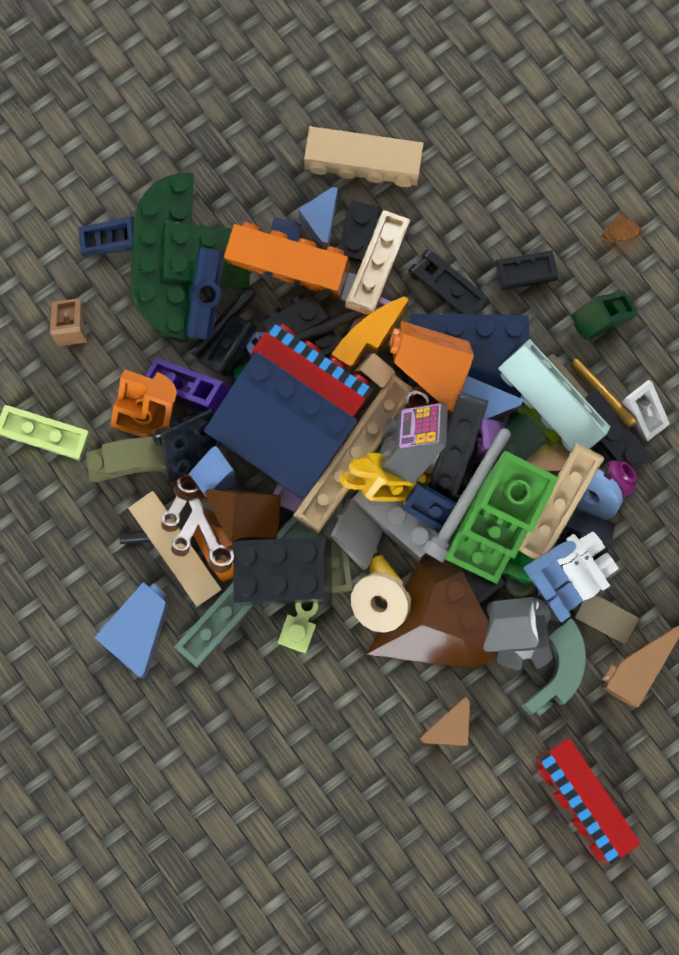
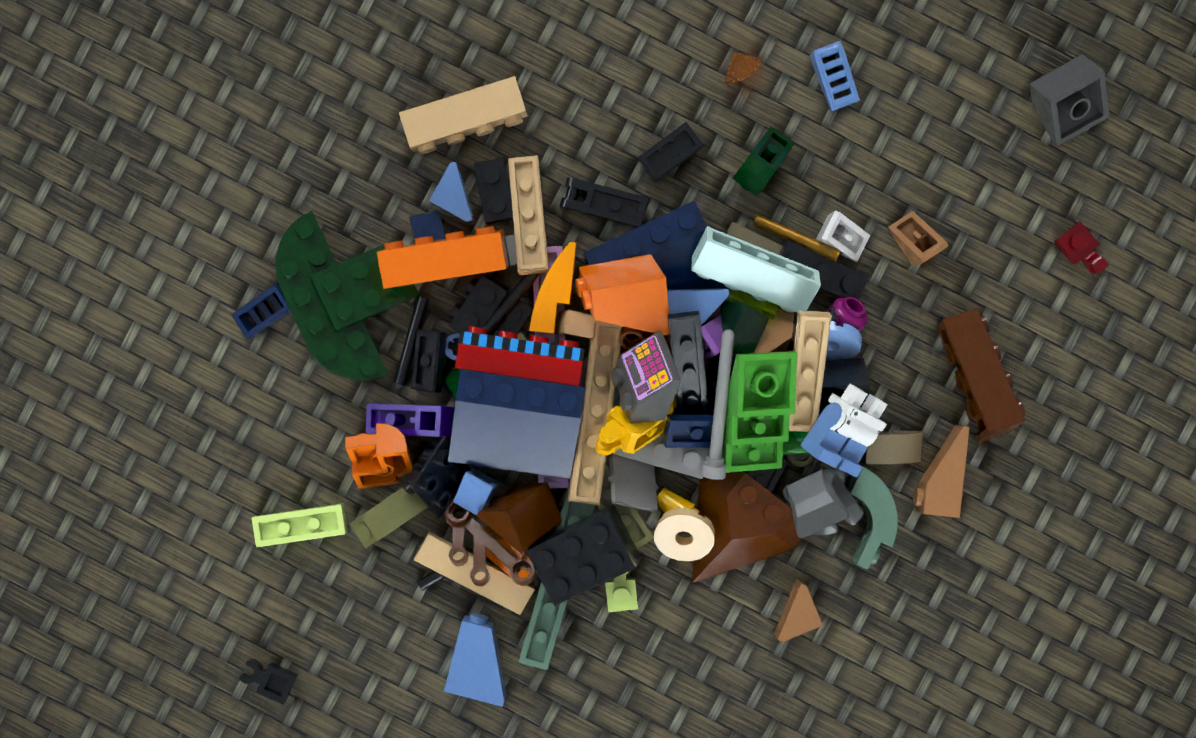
camera: 25 degrees left, 10 degrees up
(67, 322) = (268, 410): medium nougat slope -> none
(207, 273) = (375, 310): dark blue piece -> none
(587, 801) = (950, 620): red brick -> none

